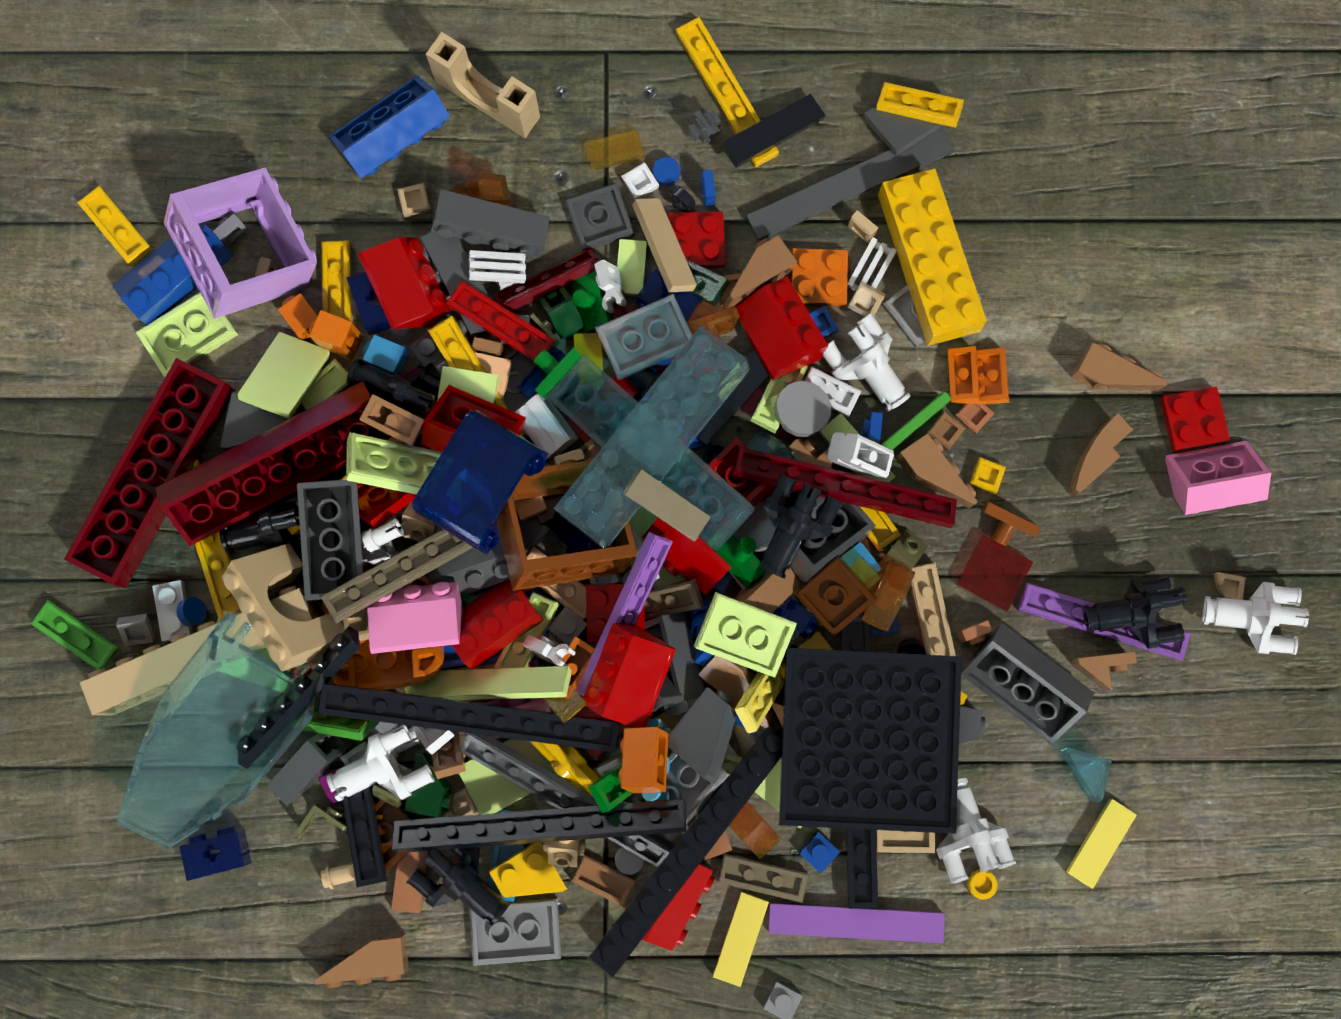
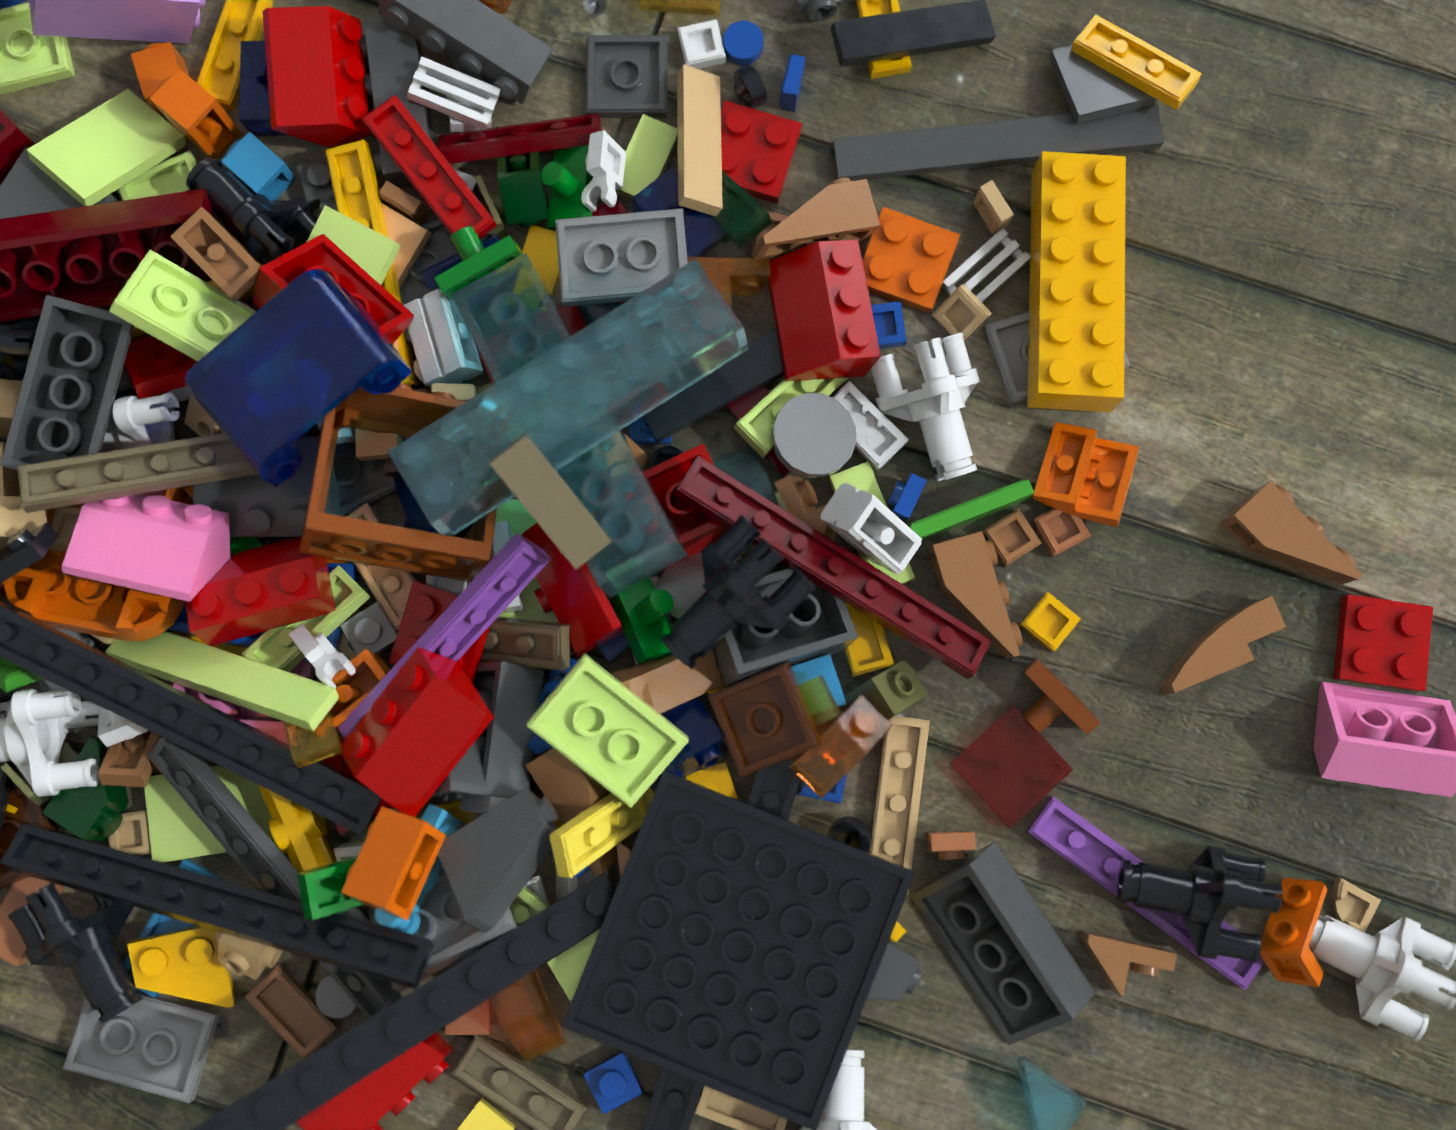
camera: 25 degrees right, 0 degrees up
(1198, 615) = (1290, 931): none -> orange bracket

